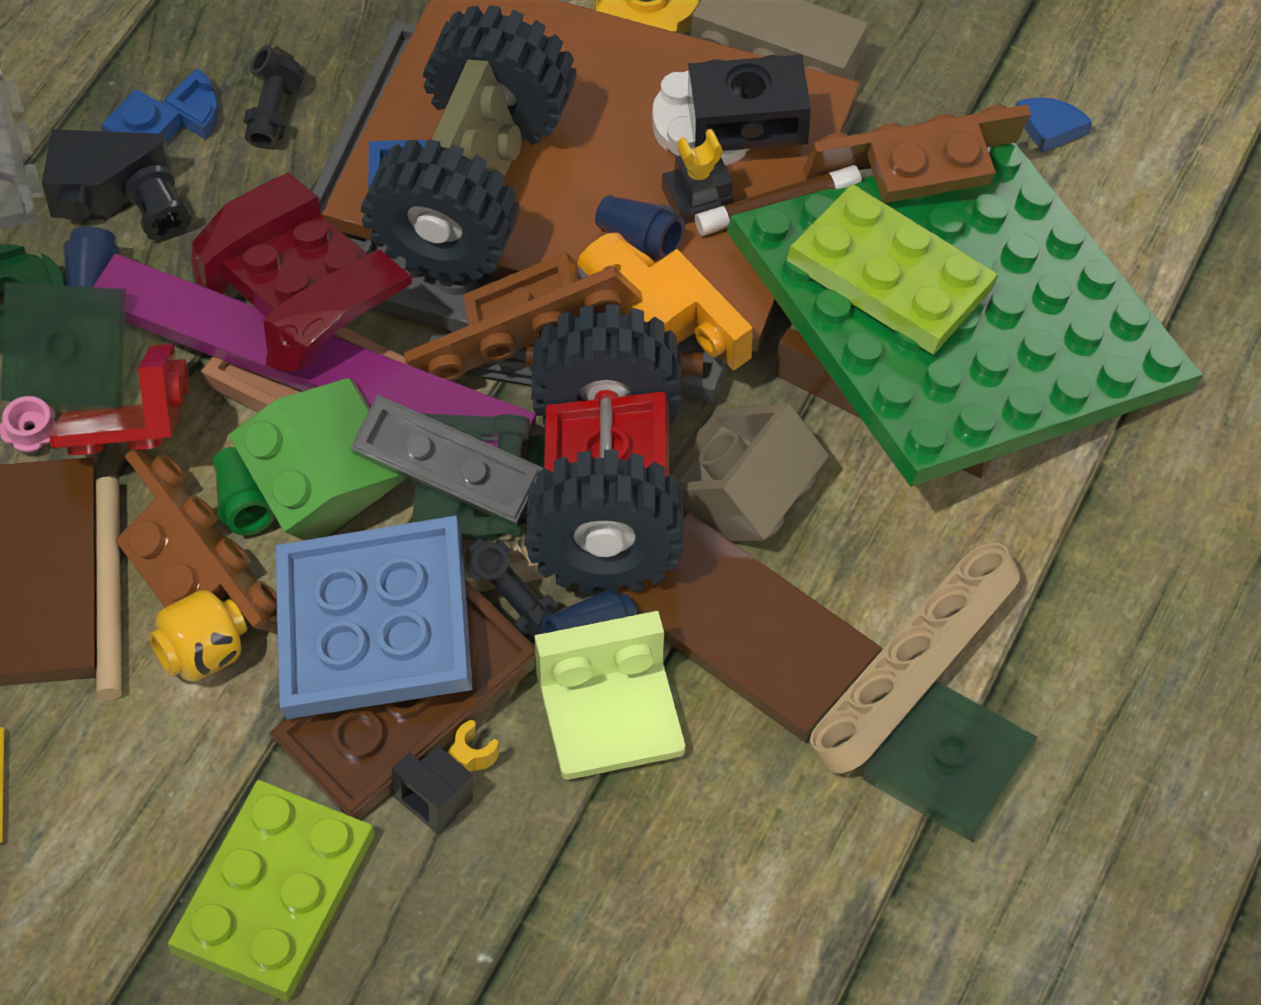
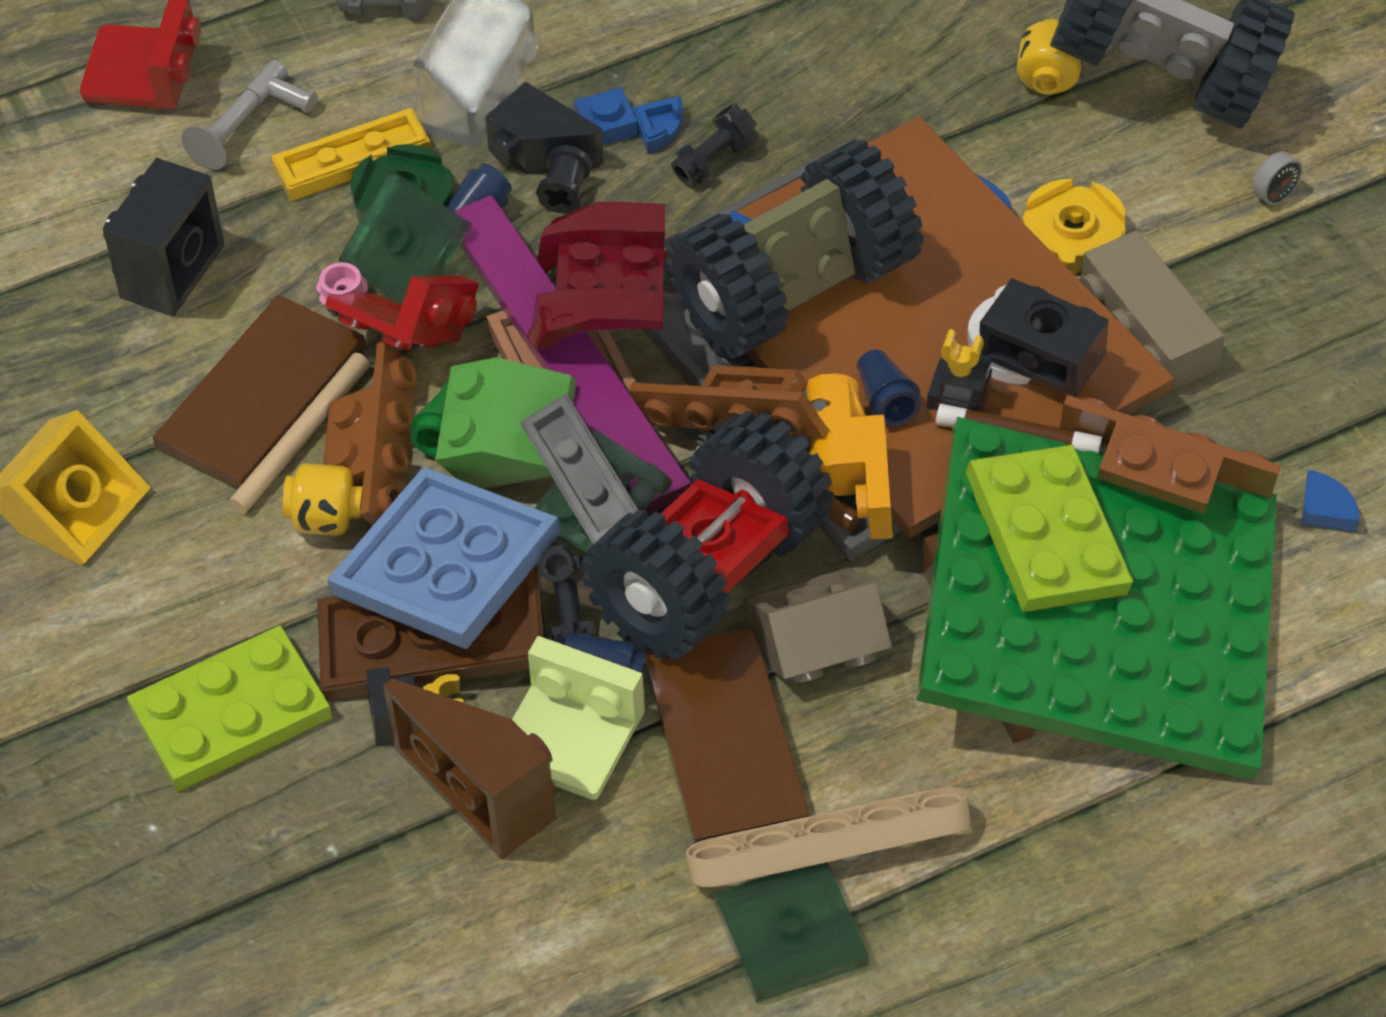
camera: 40 degrees right, 5 degrees down
(568, 790) = (476, 763): none -> reddish brown slope

